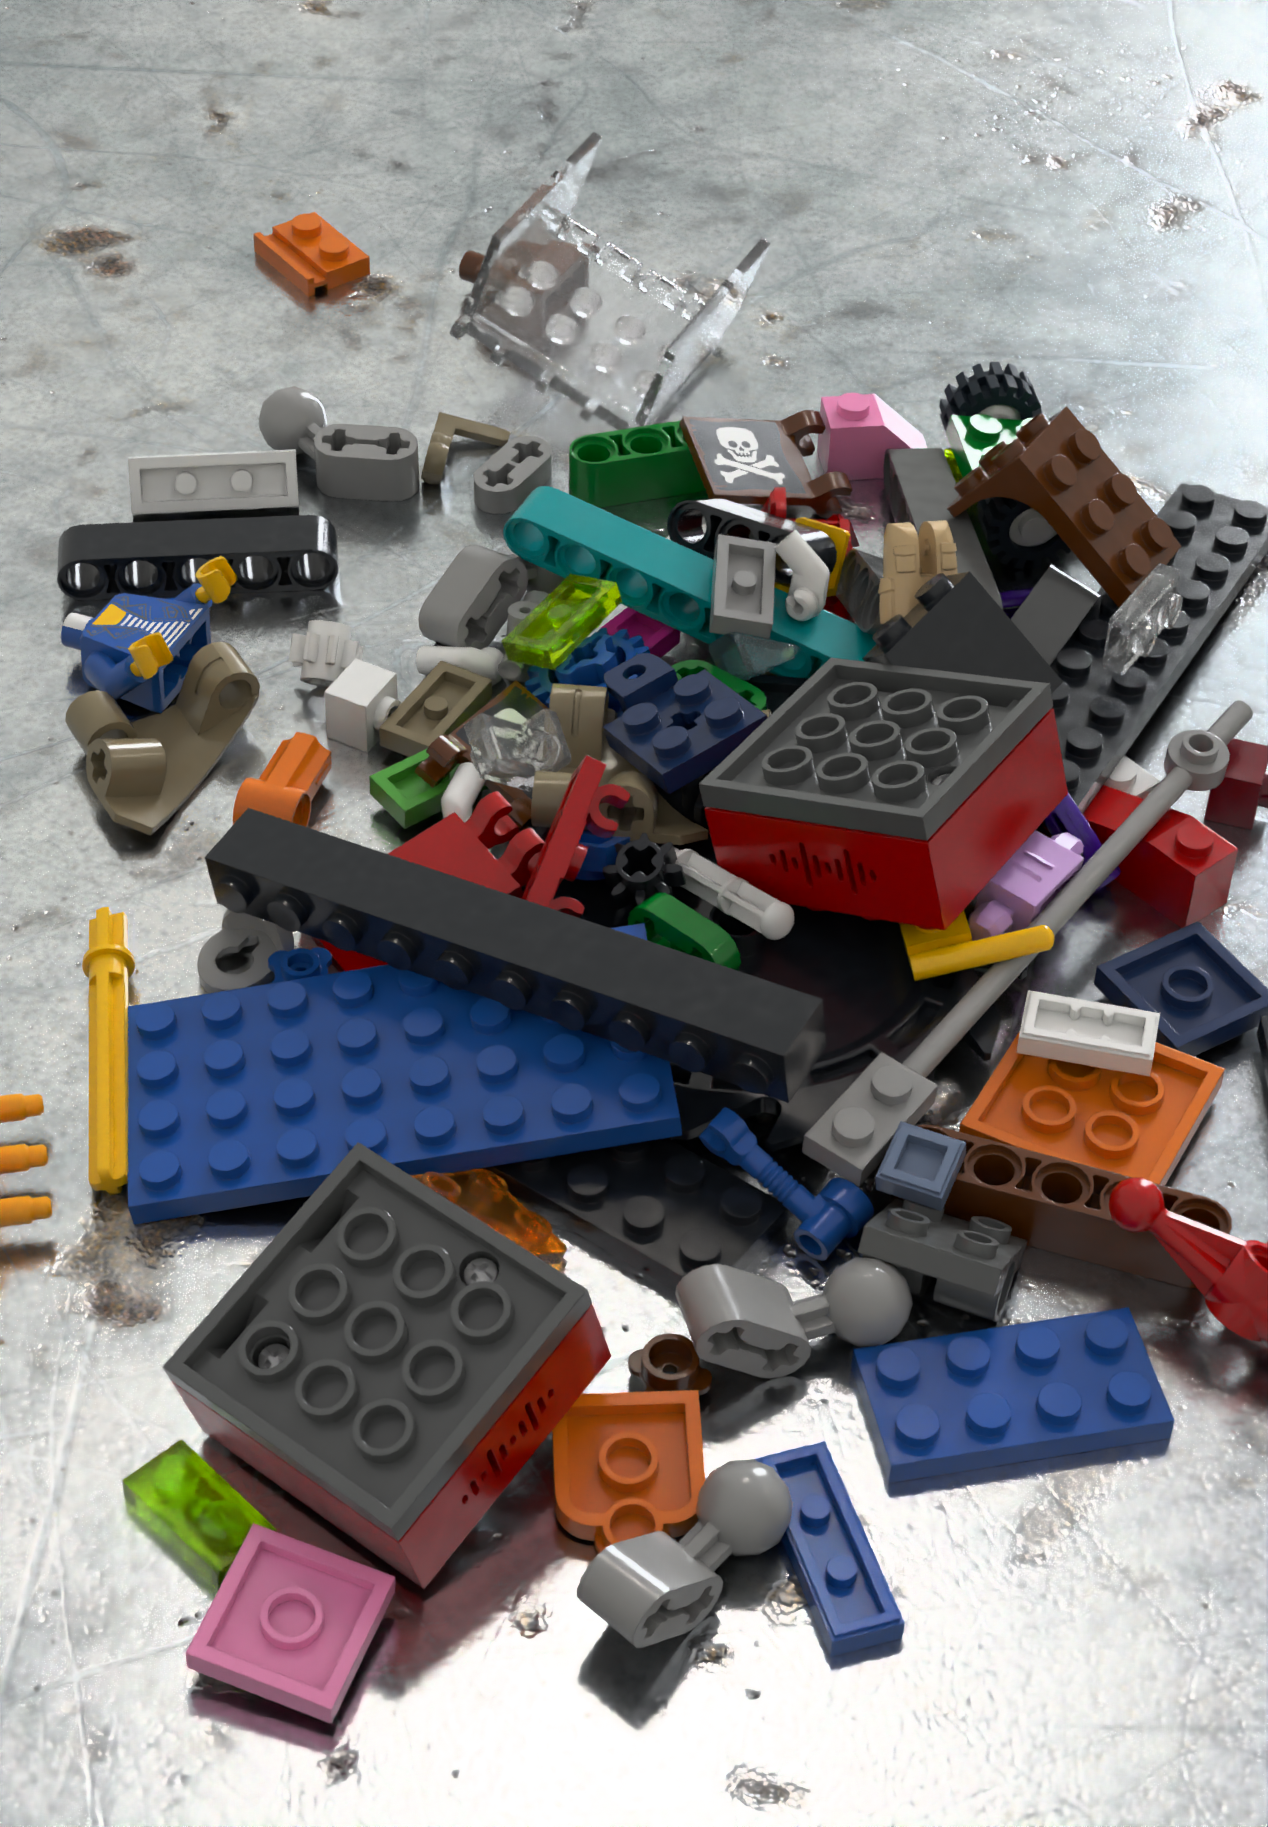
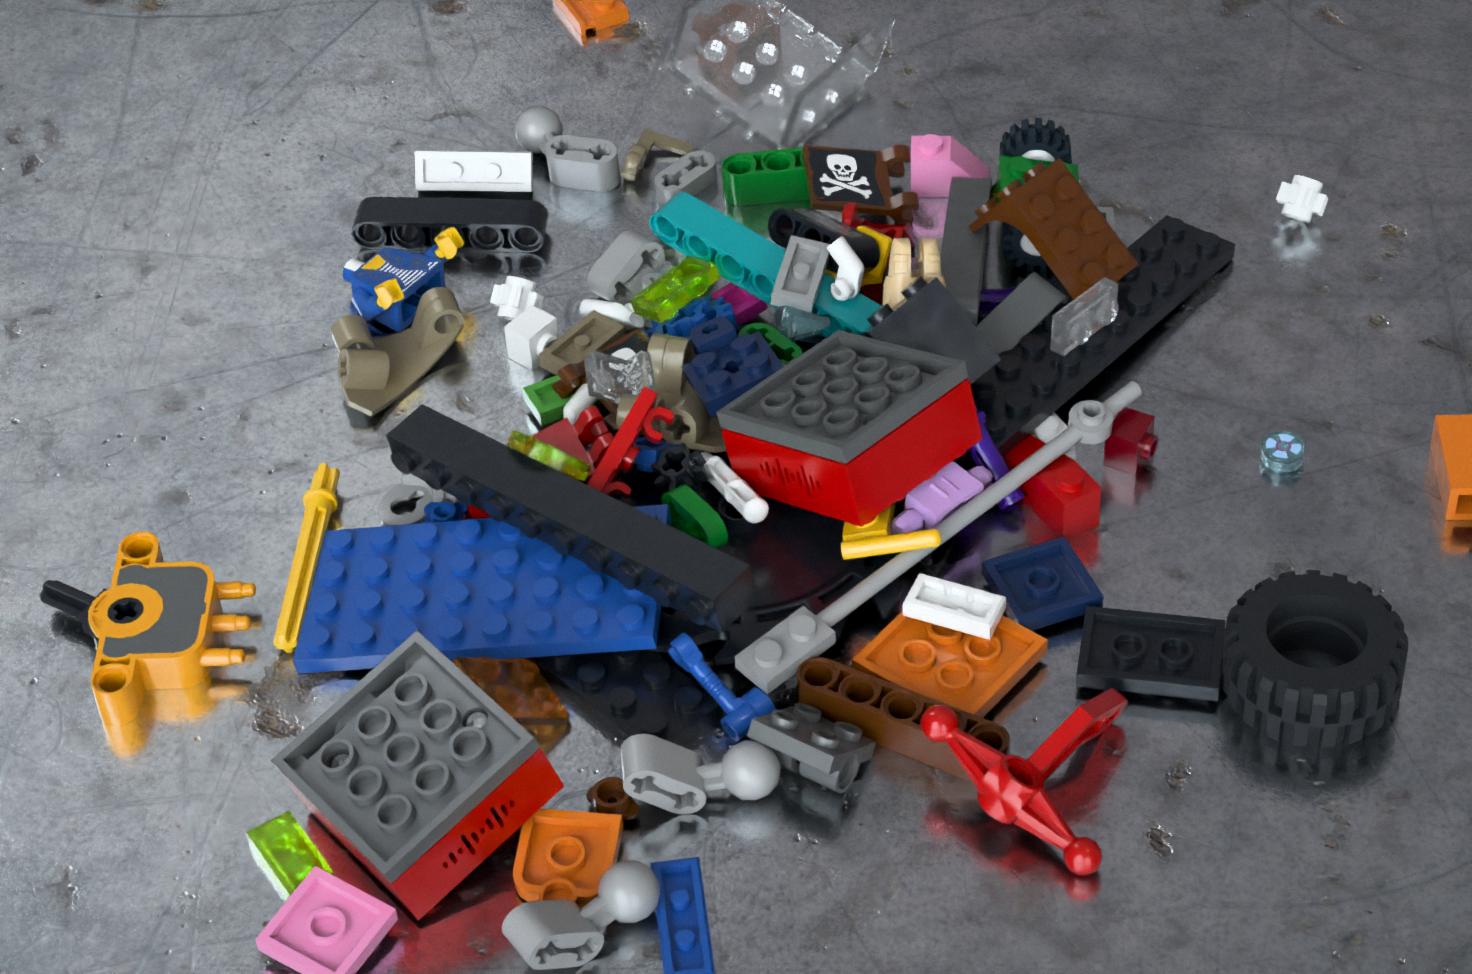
camera: 15 degrees right, 0 degrees up
(287, 781) = (466, 391): orange piece -> none
(457, 863) = (549, 455): none -> clear neon green tile
(920, 1166) = (807, 684): sand blue tile -> none
(1010, 1394) = (834, 841): blue plate -> none

